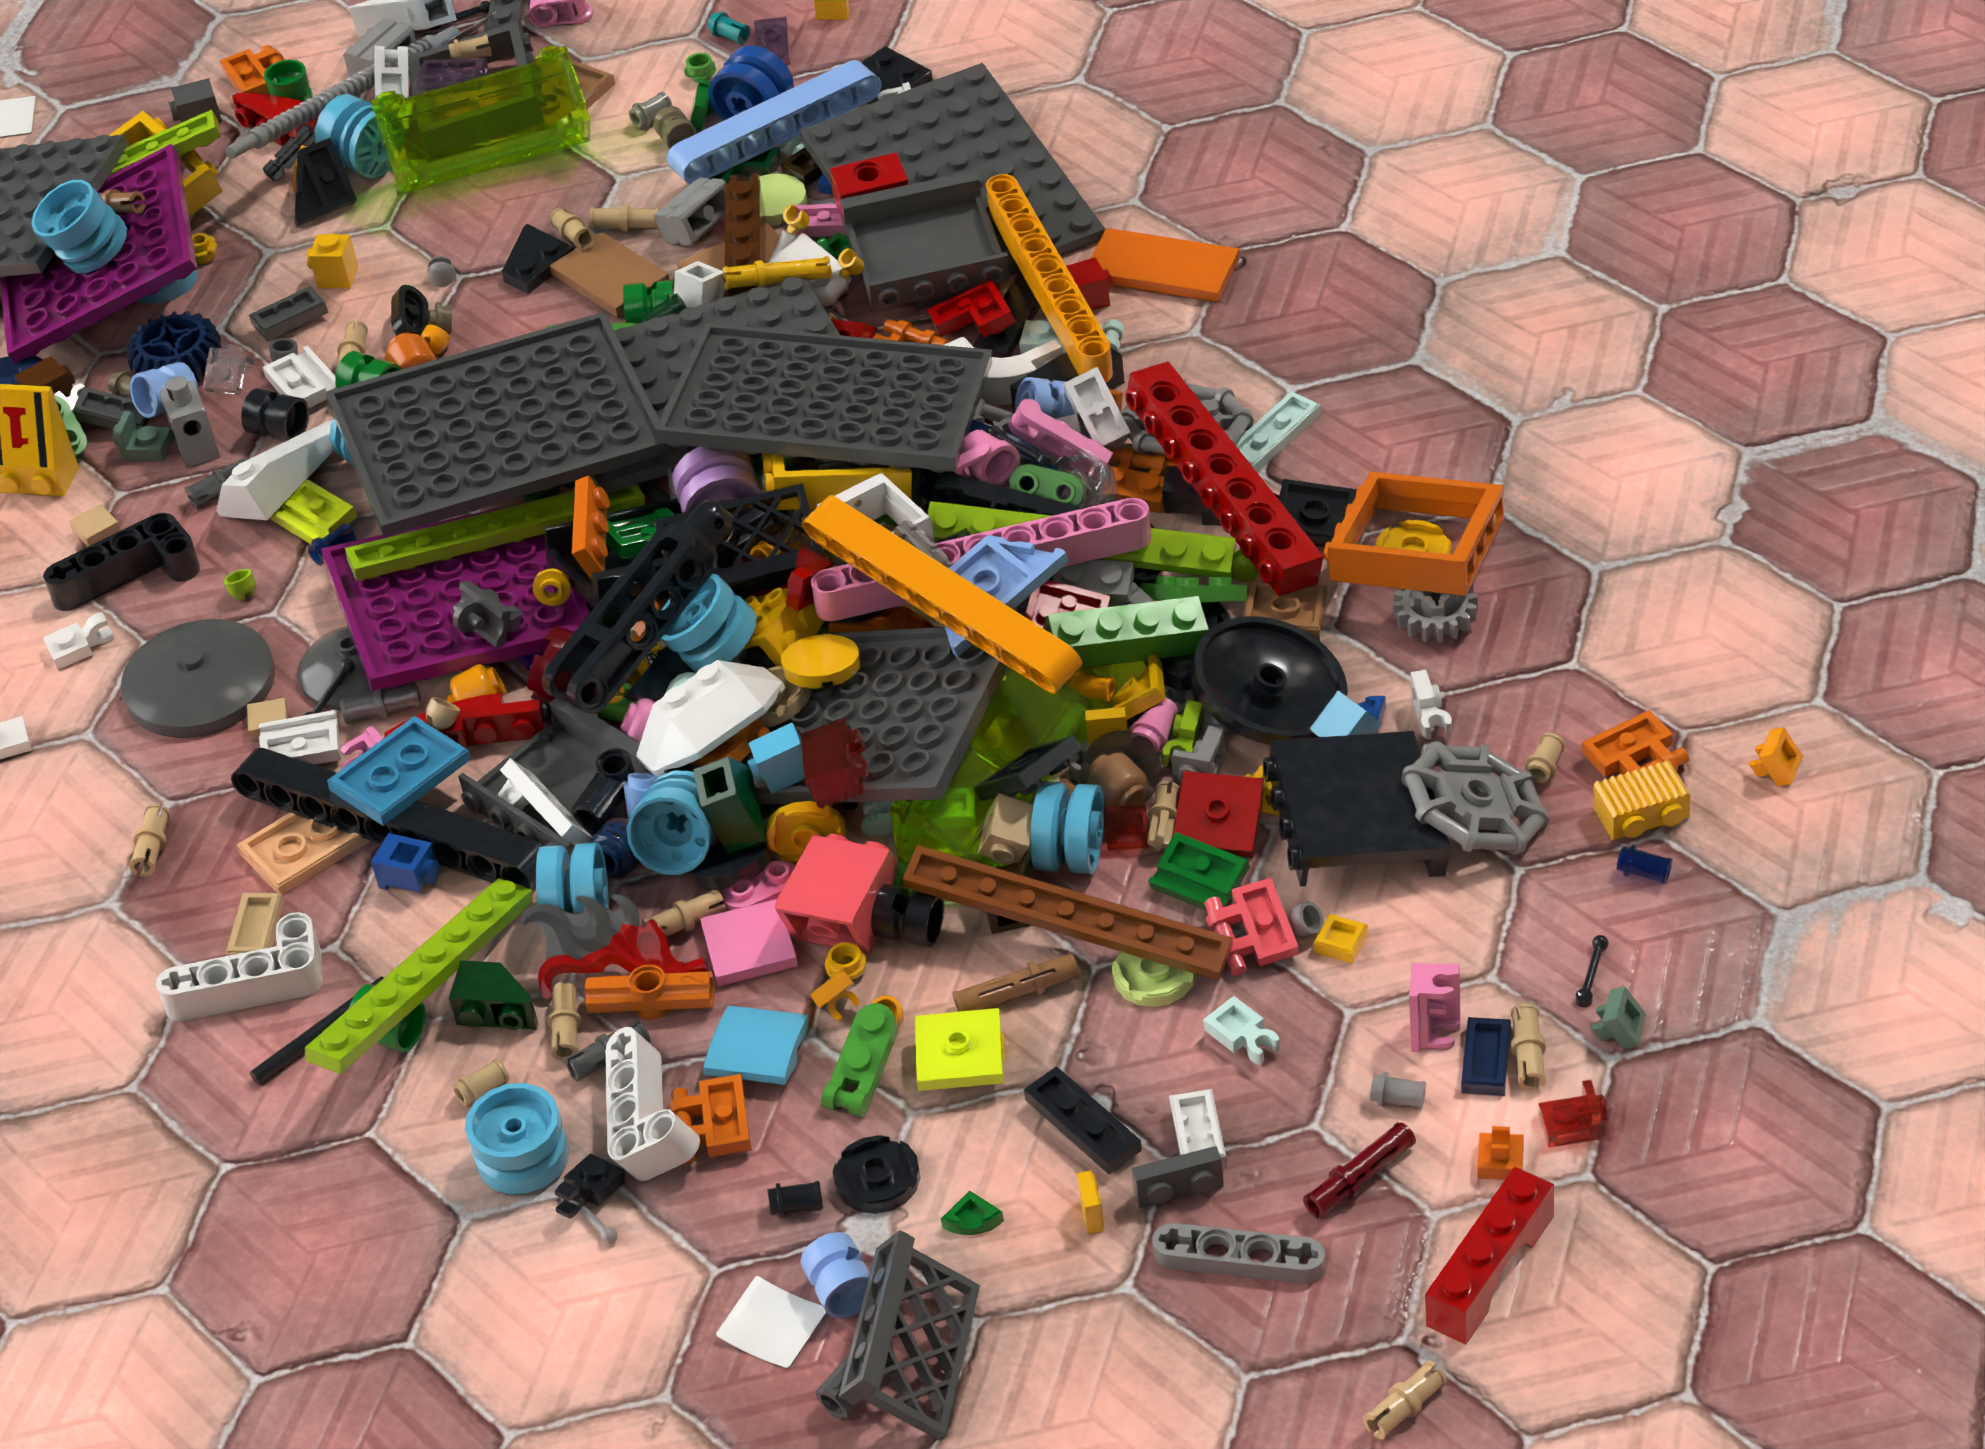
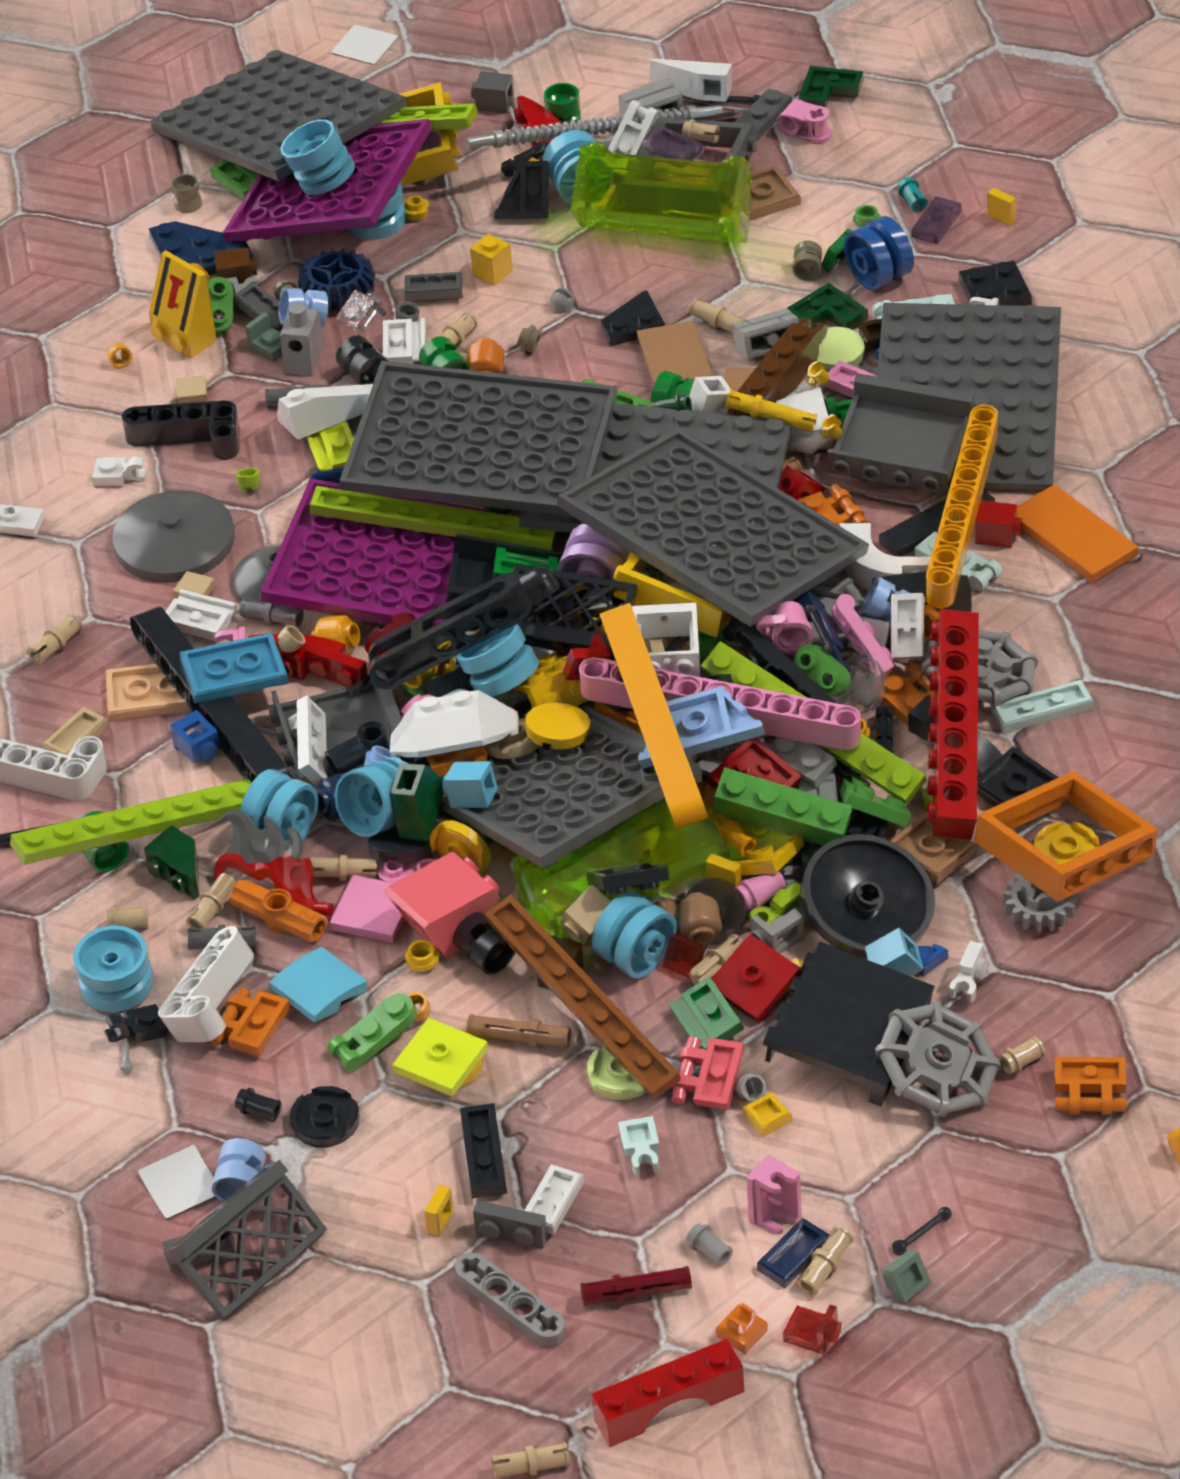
camera: 30 degrees right, 0 degrees up
(124, 201) = (358, 148): medium nougat pin -> none
(248, 70) = (553, 73): orange plate -> none
(347, 666) = (262, 575): black hinge -> none
(409, 311) = (510, 324): black plate -> none
(436, 338) = (514, 353): light orange hinge -> none
(484, 614) = (368, 579): dark grey hips -> none
(551, 577) = (438, 581): yellow plate -> none
(572, 228) = (672, 308): tan pin -> none
(590, 526) = (481, 548): orange plate -> none
(644, 113) = (795, 235): light grey pin -> none
(773, 121) = (874, 287): light blue beam -> none
(833, 762) = (493, 804): clear red brick -> none
(834, 990) = (391, 972): light orange tile -> none
(867, 177) = (894, 364): red brick -> none
(915, 537) = (671, 674): light grey axle -> none
(971, 1216) = (360, 1178): green tile -> none
(977, 305) = (902, 506): red plate -> none
(1641, 800) = (1060, 1123): yellow brick -> none
(1644, 864) = (1017, 1165): clear blue pin -> none

